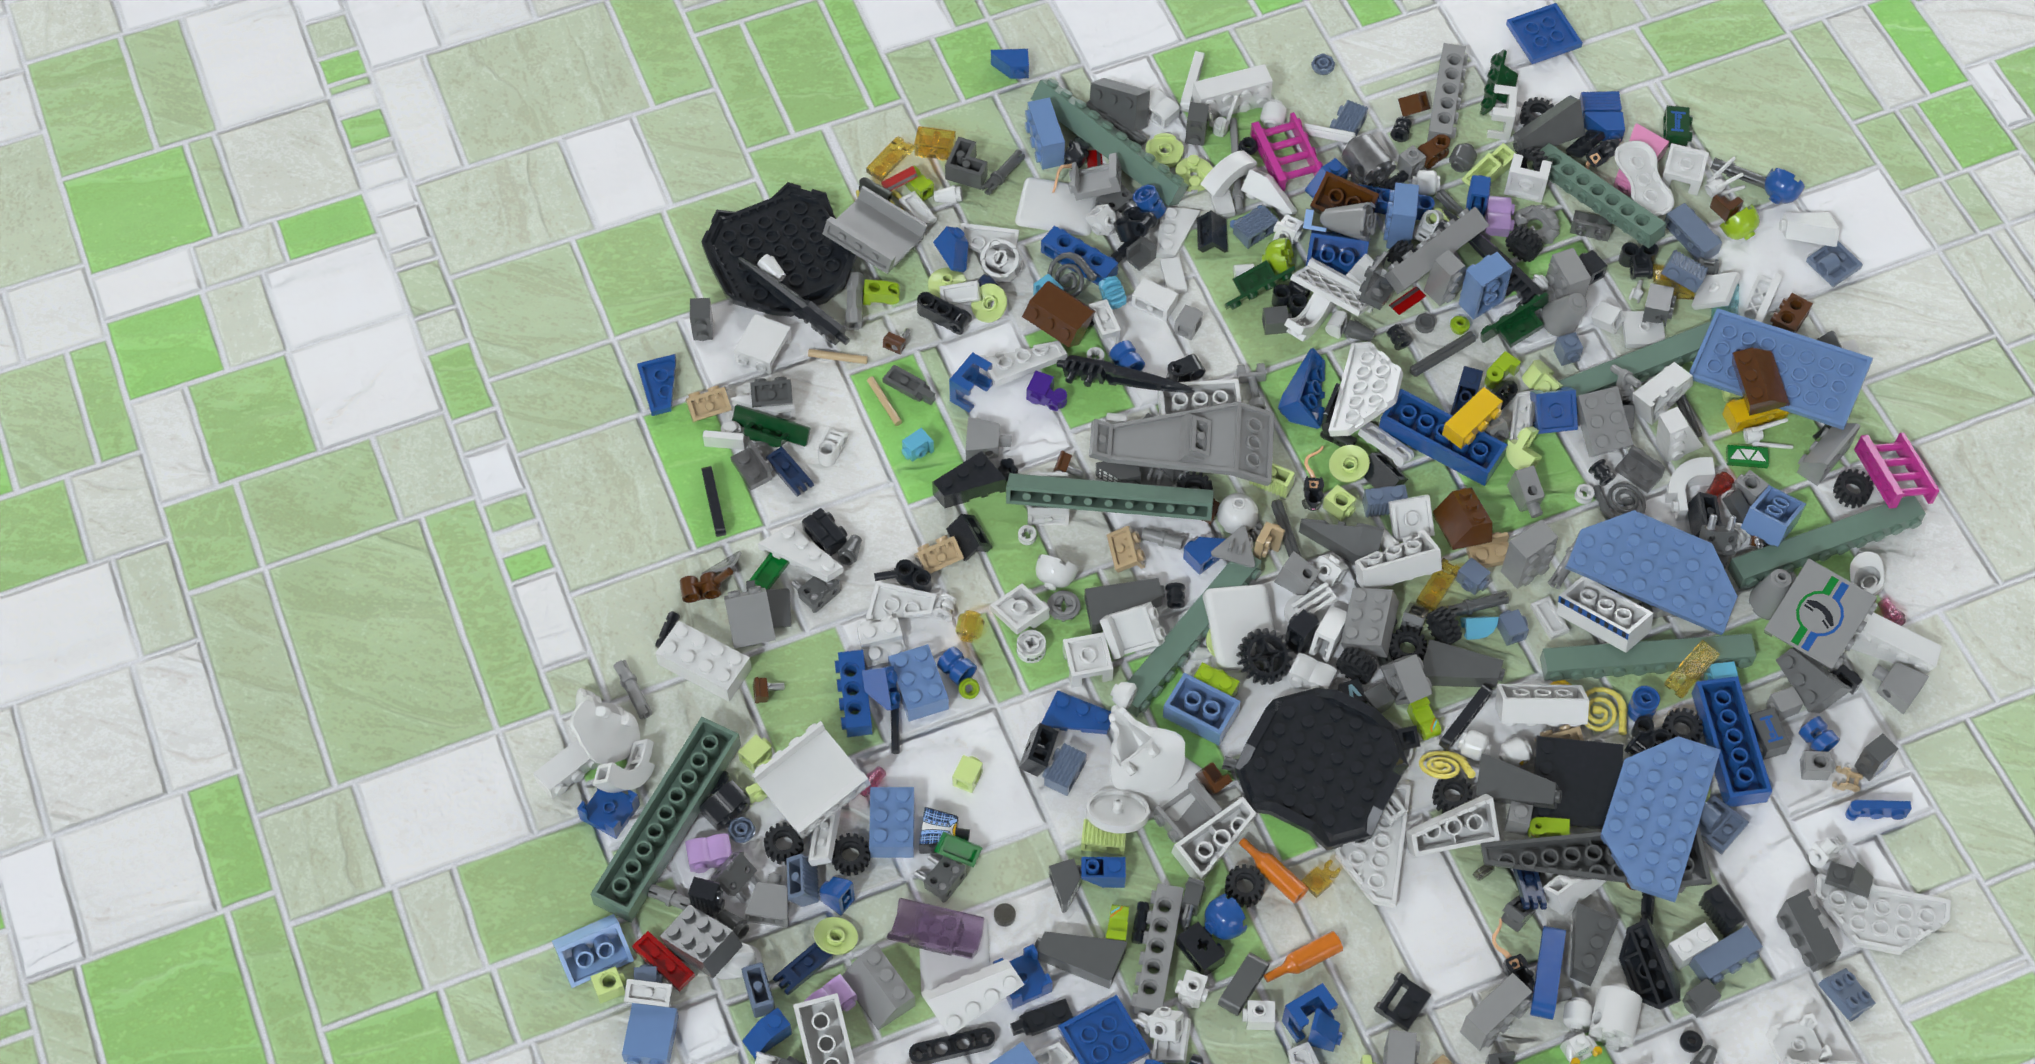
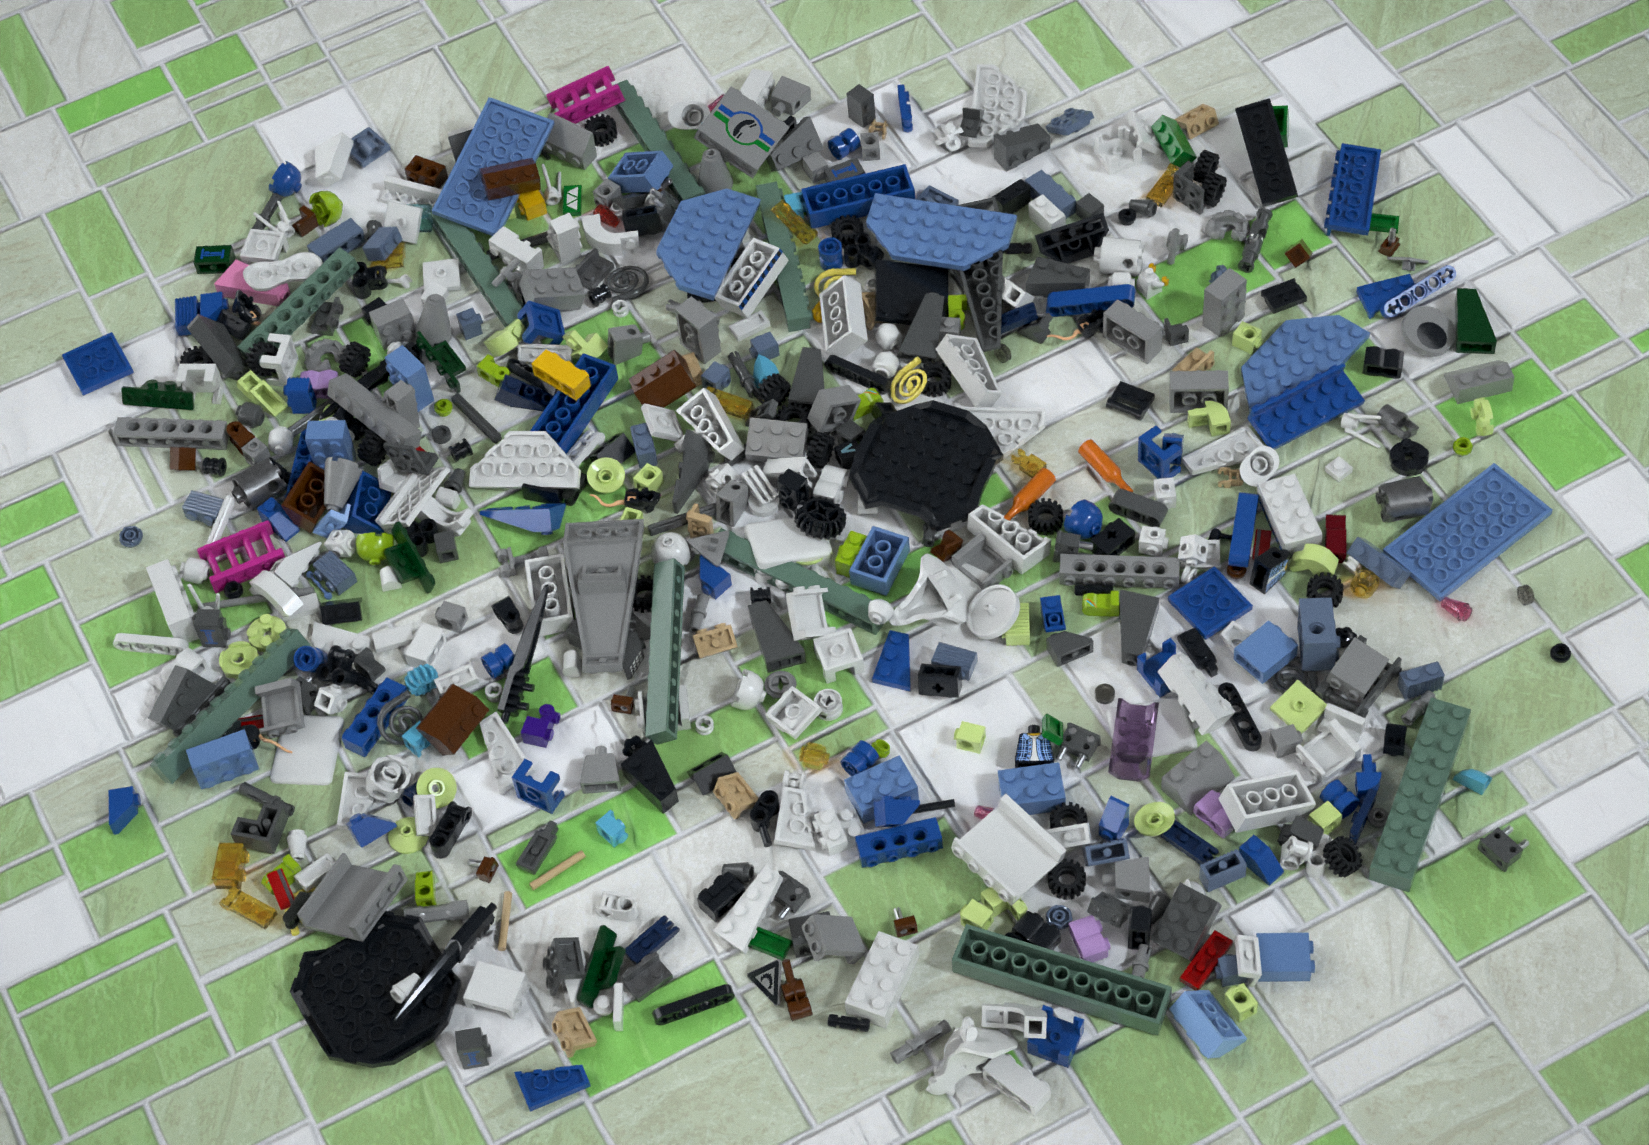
camera: 90 degrees left, 5 degrees down
(1659, 304) = (420, 260): hinge -> none

